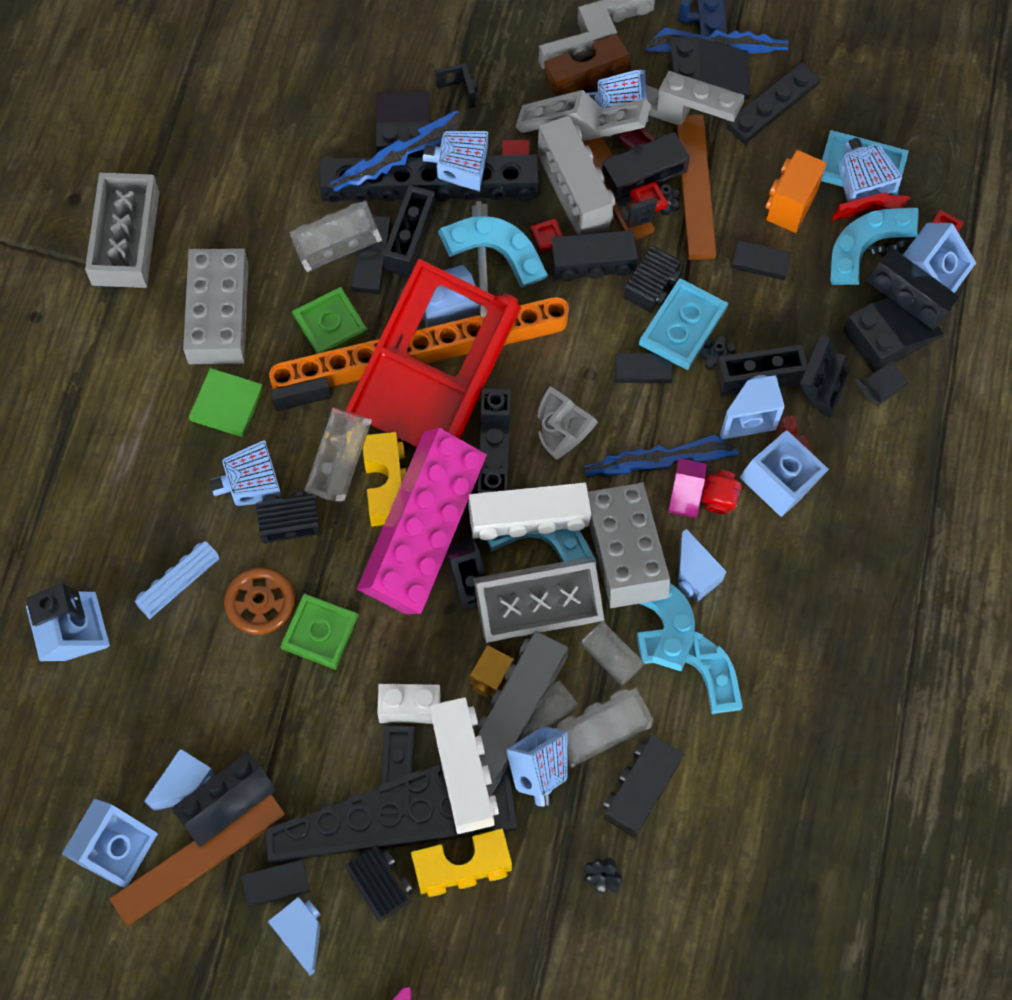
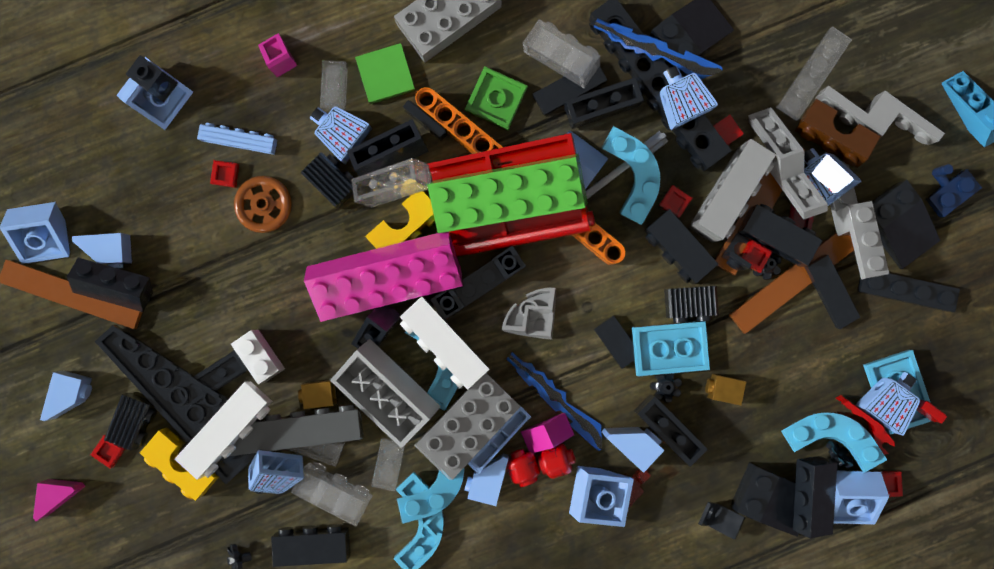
camera: 60 degrees right, 20 degrees up
(127, 484) = (277, 55): none -> dark pink slope
(197, 455) = (333, 85): none -> clear plate
(200, 617) = (224, 174): none -> red tile
(275, 883) = (88, 355): black tile -> none
(301, 440) = (388, 148): none -> black brick
(319, 631) = (270, 259): bright green tile -> none
(392, 935) = (107, 453): none -> red tile
(431, 350) = (508, 193): none -> bright green brick
(462, 76) = (763, 44): black bracket -> none
(519, 54) = (814, 73): none -> clear plate
(664, 527) = (499, 440): none -> light blue piece
(707, 527) = (523, 468): none -> red head
(729, 160) = (832, 291): none -> black tile
(743, 41) = (943, 226): blue sword -> none
(757, 302) = (725, 389): none -> pearl gold brick
(761, 260) = (764, 368): black tile -> none
(794, 190) = (837, 361): orange brick -> none
(825, 376) = (697, 478): black slope -> none
(897, 146) = (931, 412): none -> red tile

